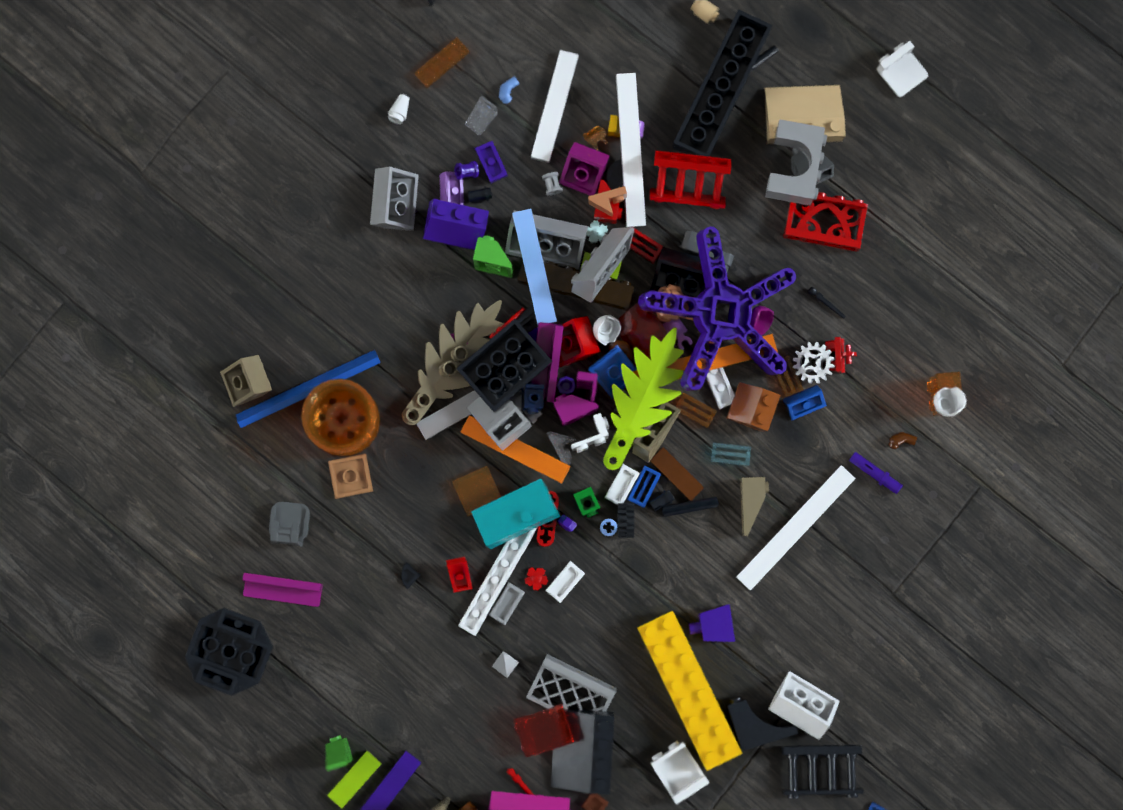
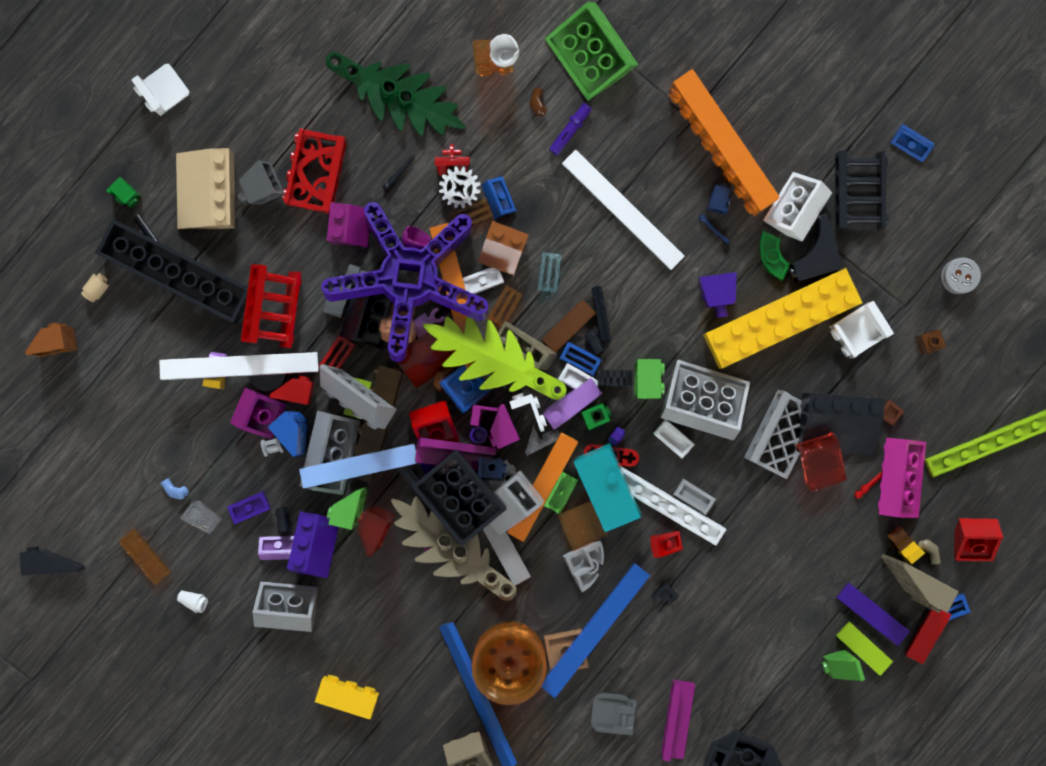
camera: 85 degrees left, 5 degrees up
(306, 260) = (347, 696): none -> yellow brick
(372, 503) = (594, 630): none -> blue tile
(438, 493) = (584, 563): none -> light grey brick
(466, 170) = (257, 533): dark purple bush -> none
(473, 282) = (374, 527): none -> clear red slope
(505, 664) = (753, 499): light grey slope -> none
(509, 468) = (561, 492): none -> bright green hinge
(515, 316) = (409, 486): red piece -> none
(536, 578) = (669, 467): red plant -> none
(554, 106) = (192, 442): white tile -> none
(567, 201) = (291, 431): none -> blue slope
(595, 135) = (223, 401): clear orange tile -> none
(596, 232) = (322, 402): light aqua plant -> none
(599, 478) = (572, 403): none -> medium lavender slope
(602, 200) = (291, 396): nougat slope -> none
(604, 531) = (624, 399): light blue bush -> none
(605, 613) = (705, 400): none -> light grey slope
(606, 329) = (423, 393): white hair -> none
(625, 553) = (648, 379): none -> bright green brick
(752, 679) = (771, 256): none -> green tile
(753, 493) = (595, 252): dark tan slope -> none
(772, 252) = (347, 225): none -> magenta slope
(789, 608) = (702, 218): none -> dark blue hinge
(798, 36) = (124, 193): none -> green brick
(809, 624) = (719, 199): none -> dark blue brick
(810, 141) = (234, 183): light grey arch -> none
(865, 627) = (723, 143): none -> orange brick
(904, 301) = (399, 95): none -> dark green plant
(956, 493) = (591, 50): none -> bright green slope

